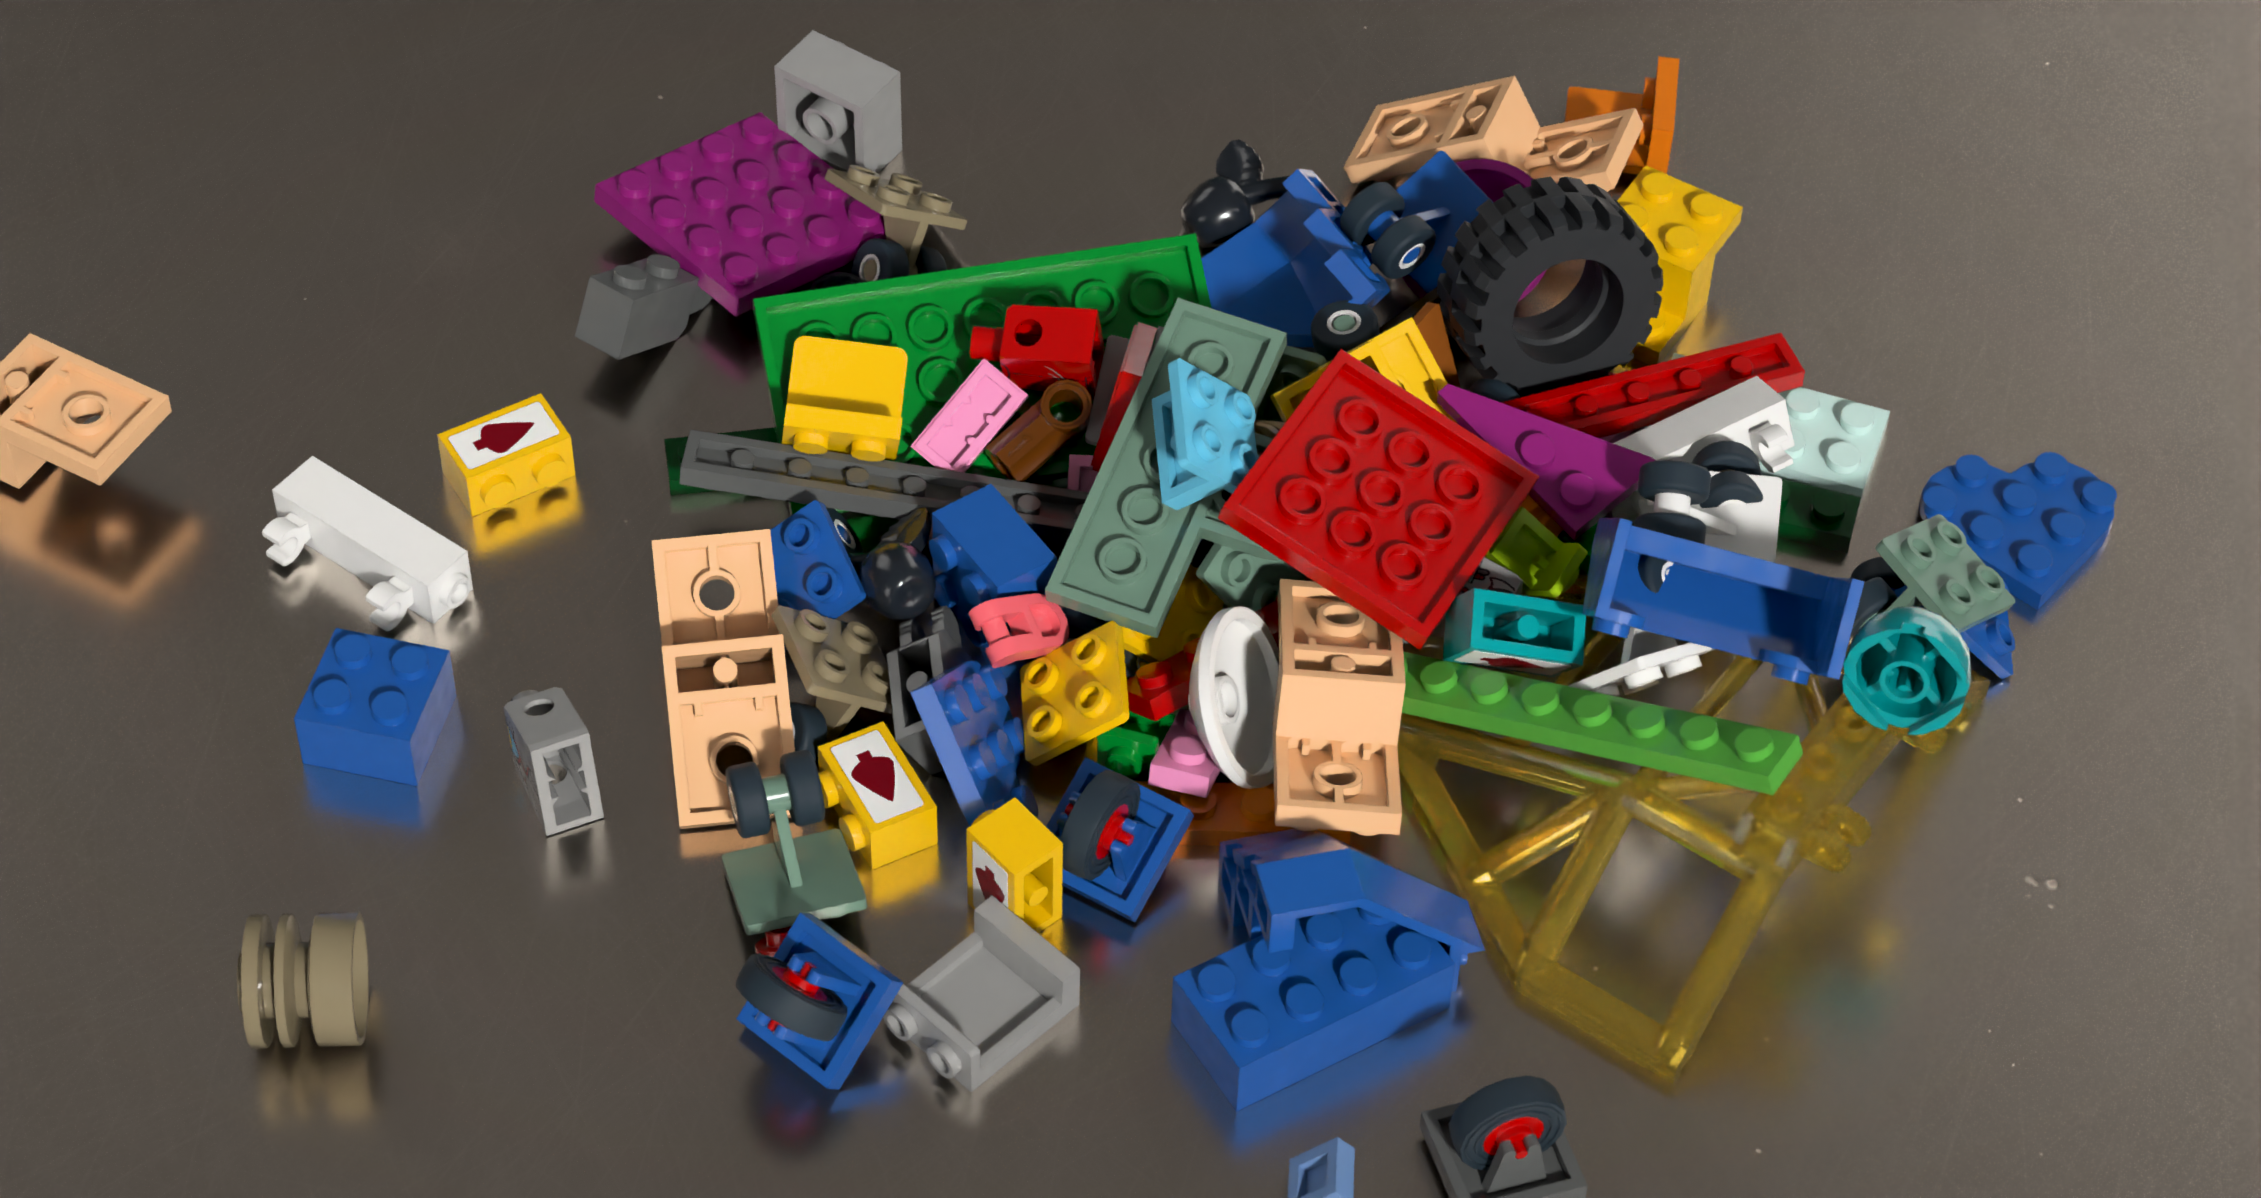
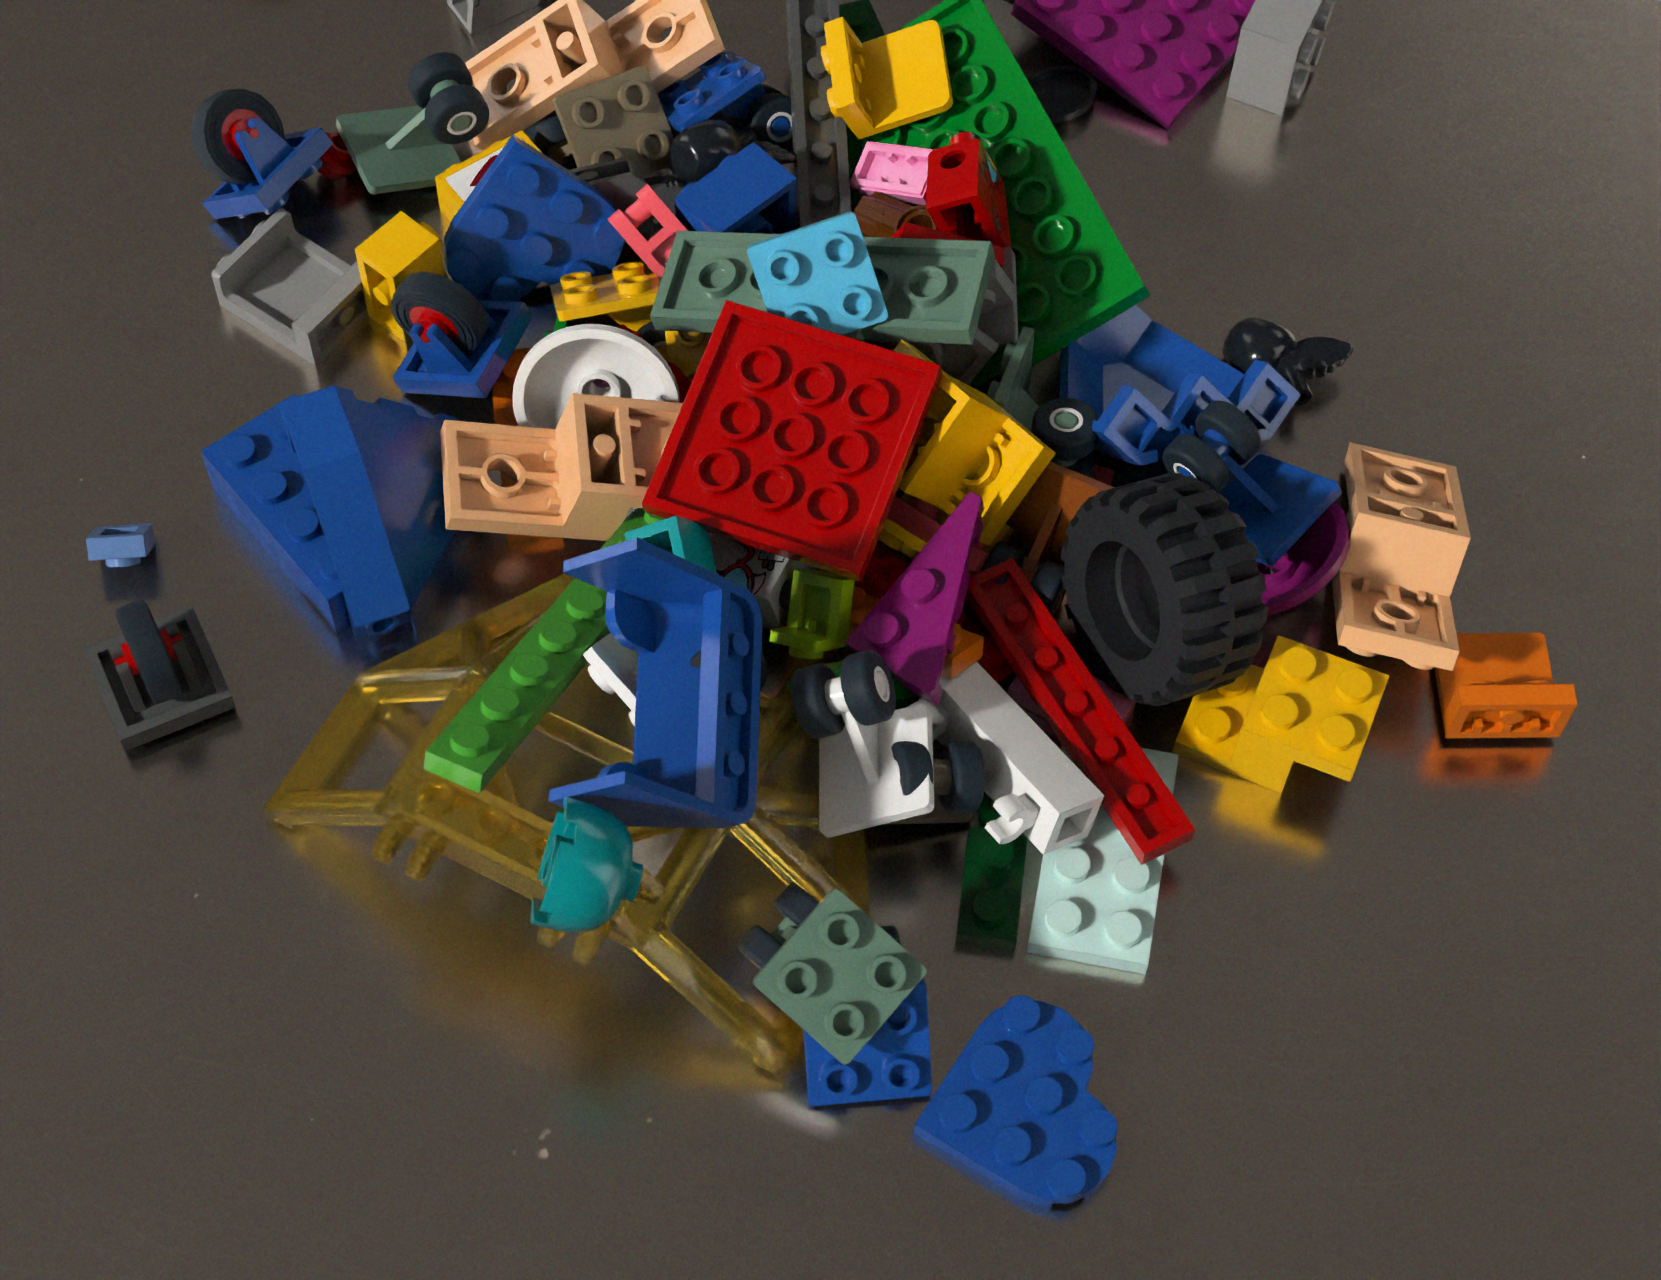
camera: 80 degrees right, 10 degrees up
(906, 219) = (1175, 98): dark tan plate -> none

